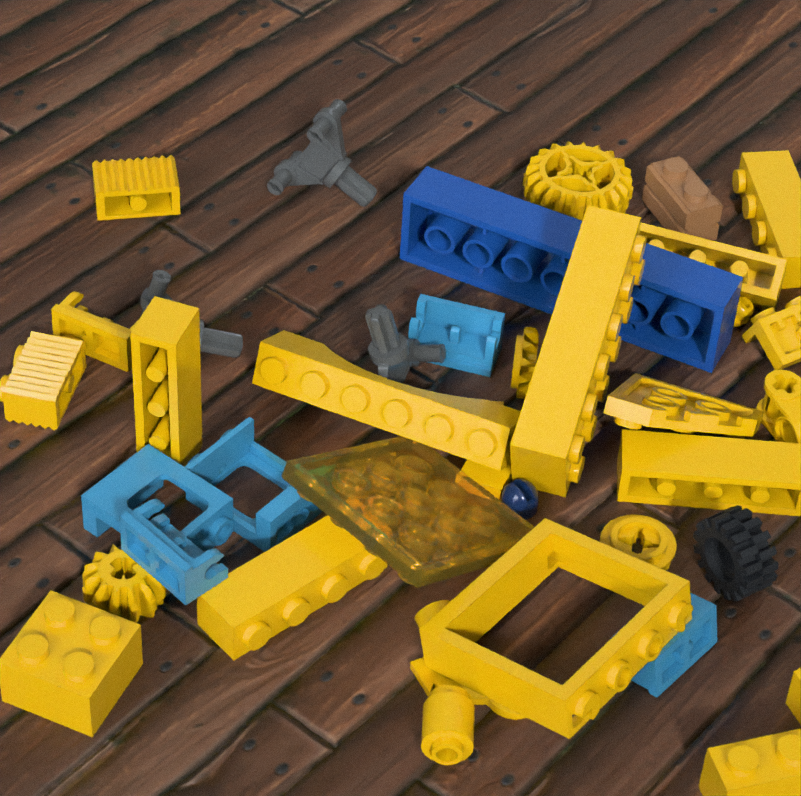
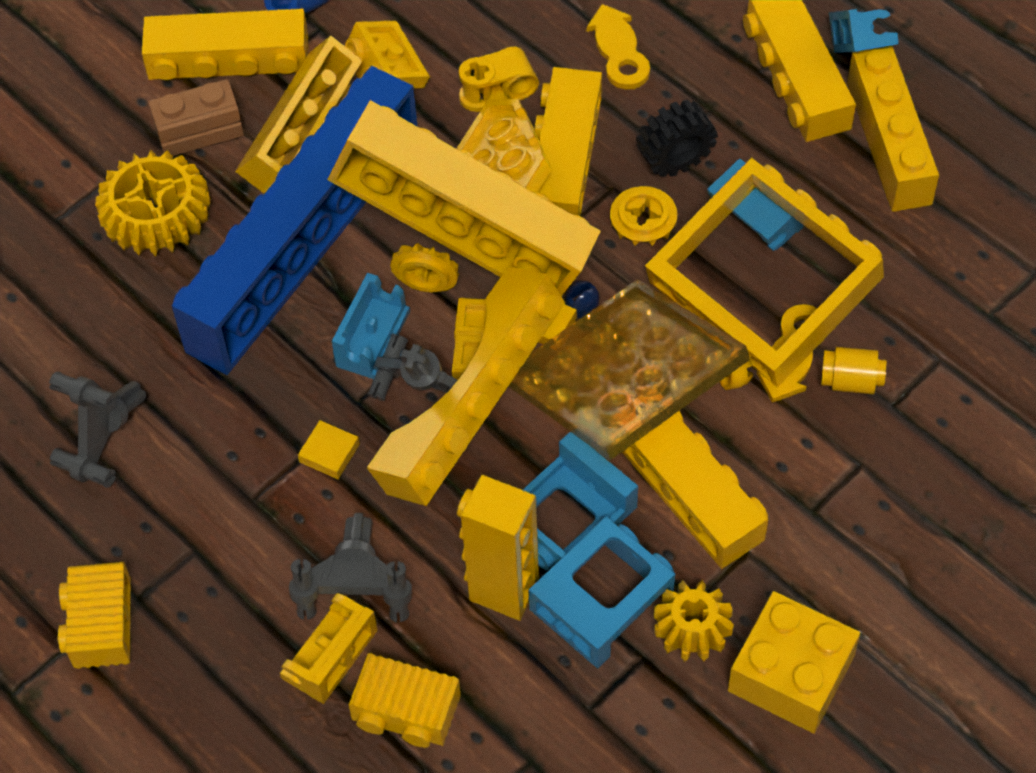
camera: 80 degrees left, 15 degrees up
(169, 553) = (692, 561): dark azure hinge -> none
(318, 322) = (328, 449): none -> yellow tile

